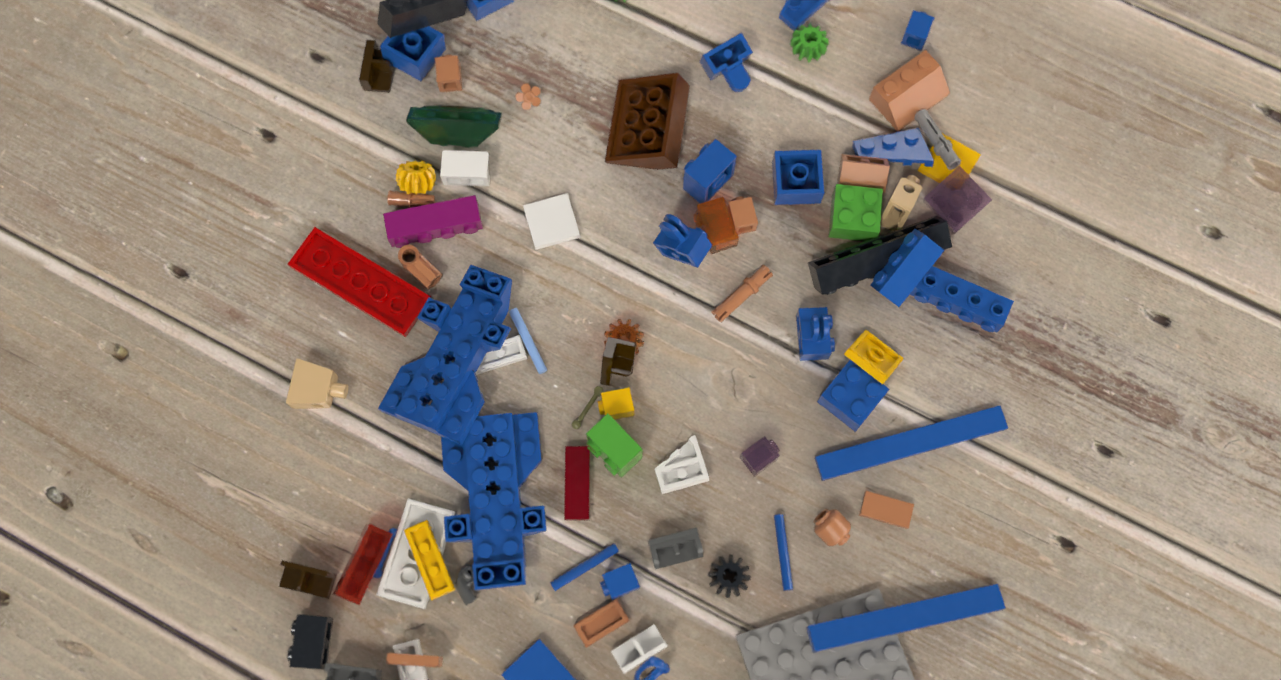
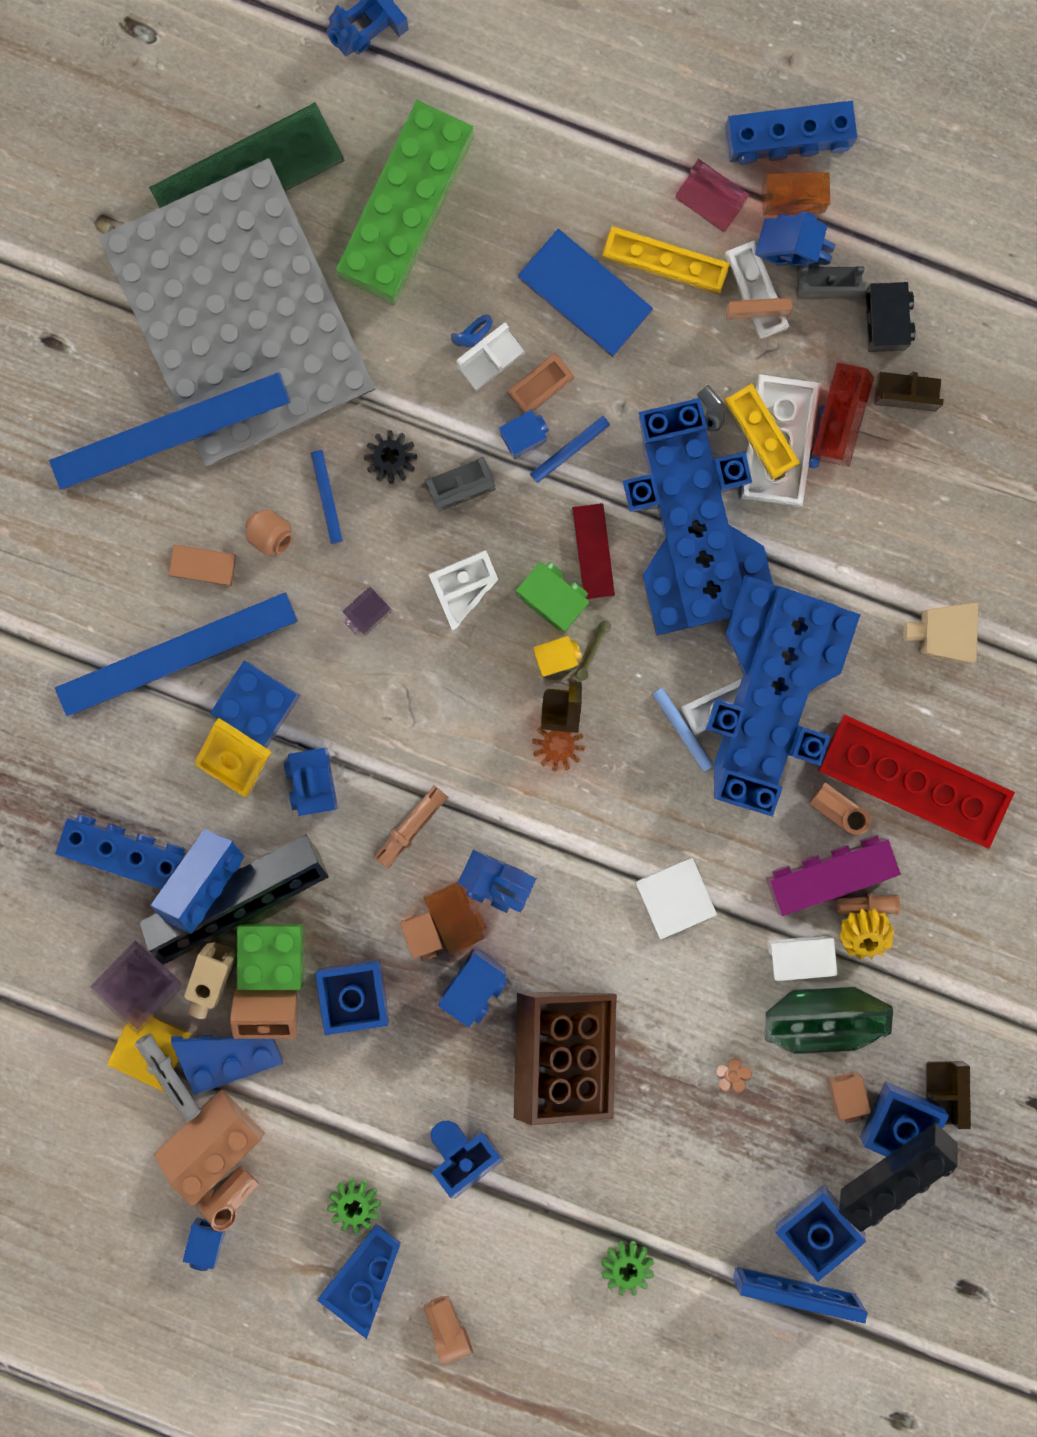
camera: 175 degrees right, 15 degrees up
(903, 51) = (221, 1205): none -> nougat piece

